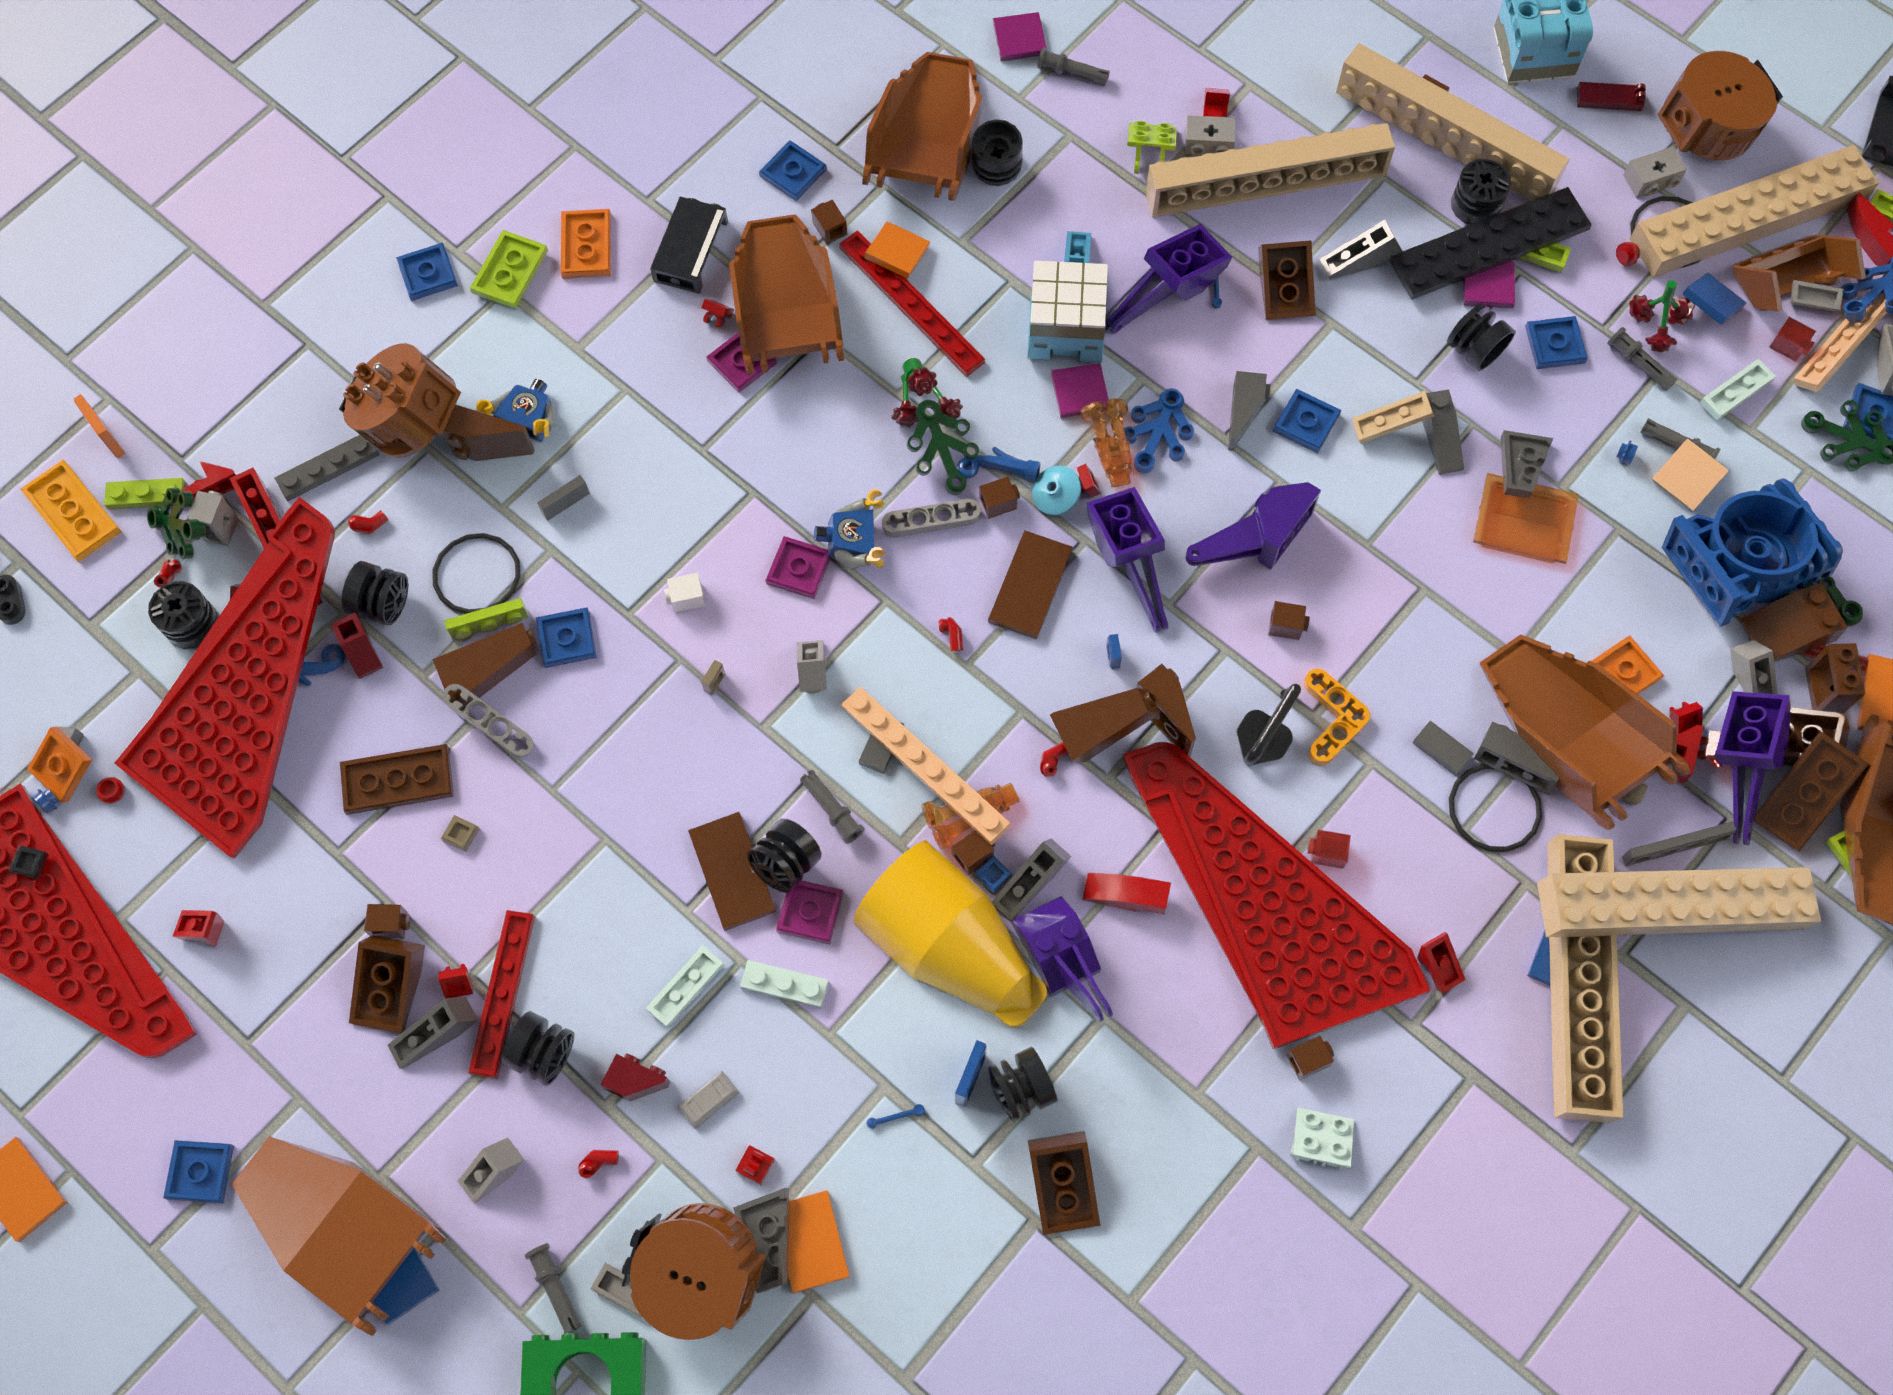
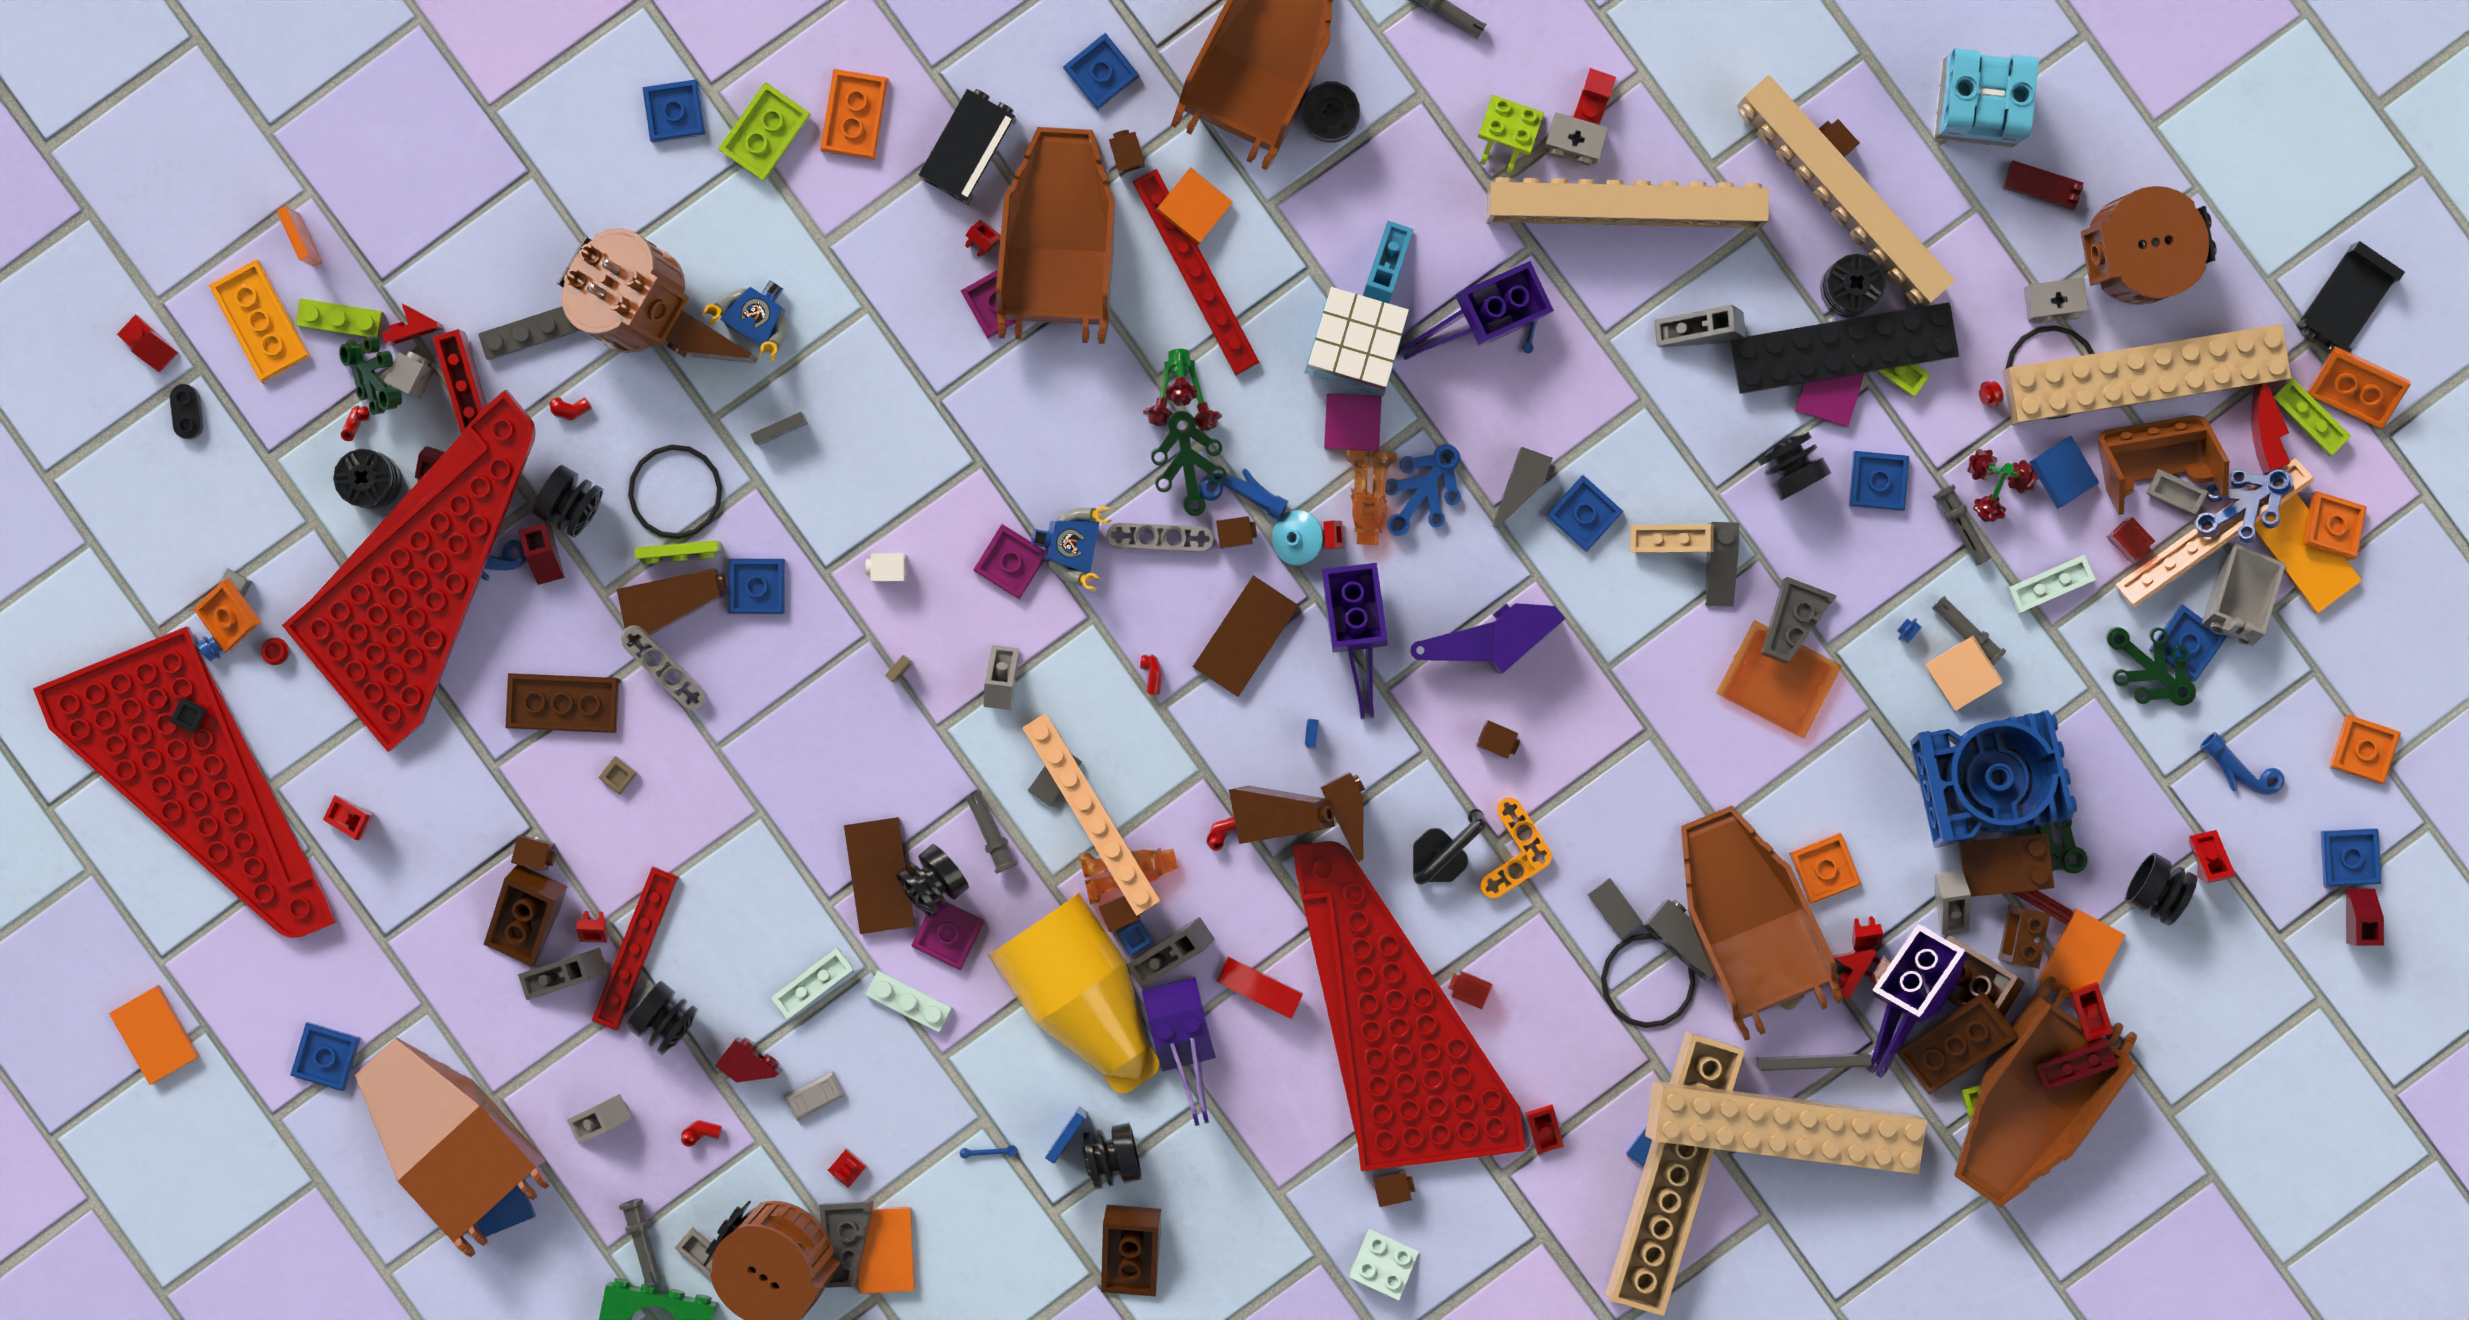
camera: 10 degrees right, 20 degrees up
(1287, 279) = (1610, 341): reddish brown slope -> none

